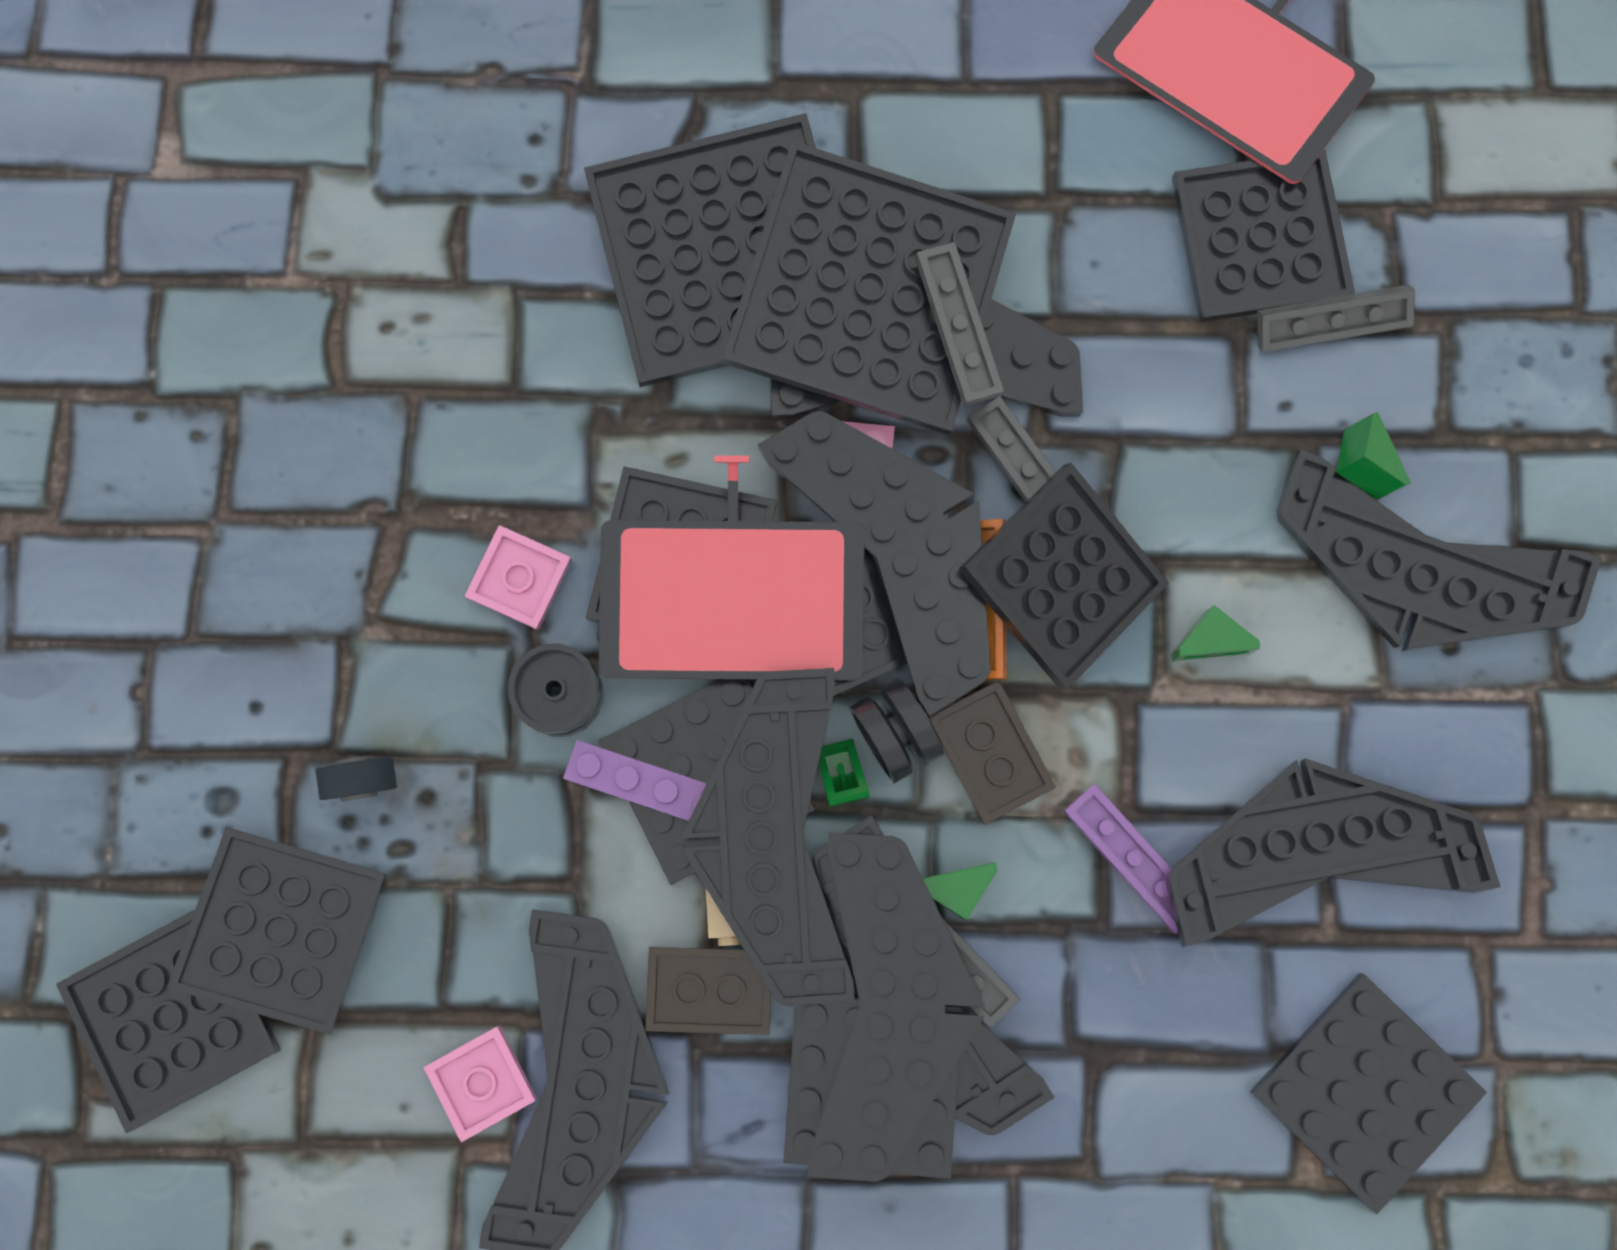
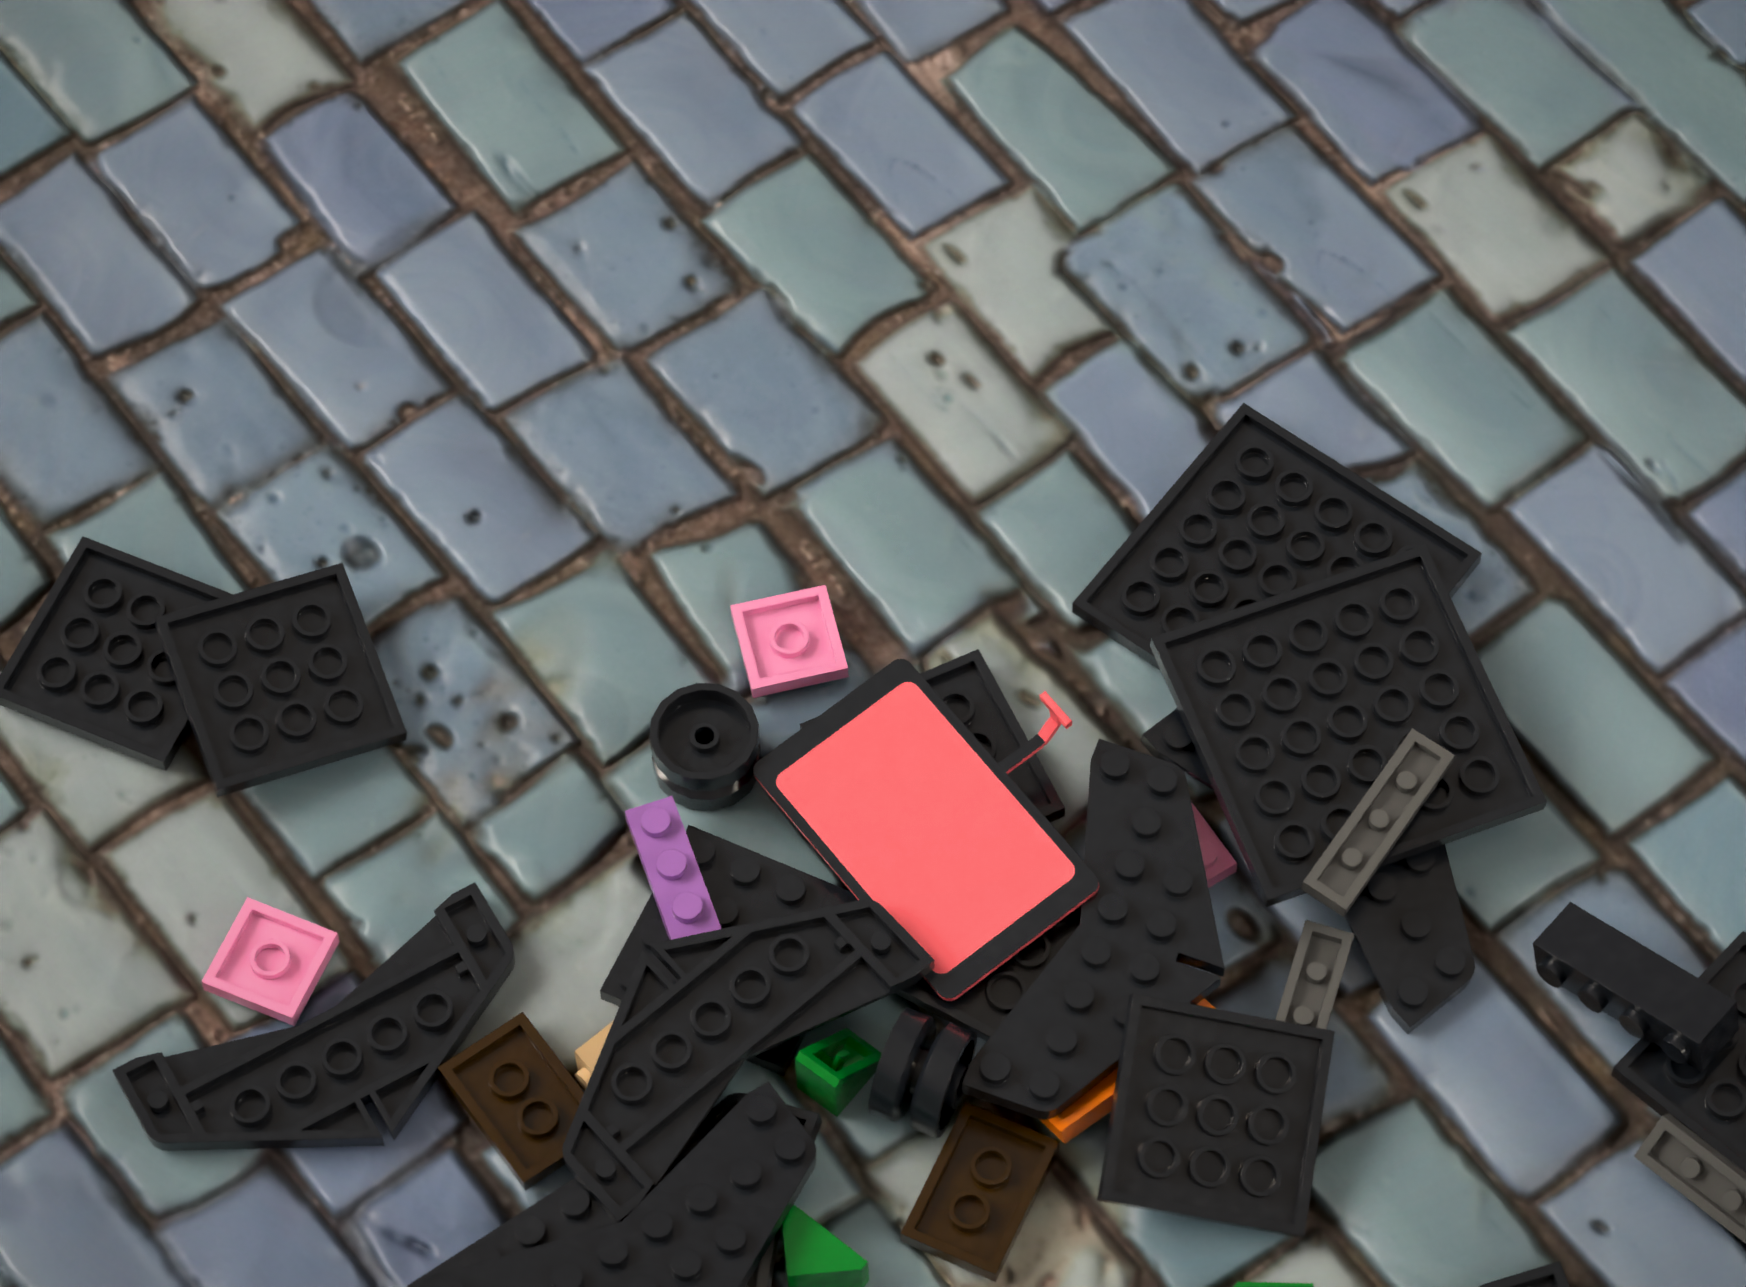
camera: 55 degrees right, 20 degrees down
(356, 778) = (477, 637): black wheel -> none
(1170, 263) = (1635, 987): none -> black brick

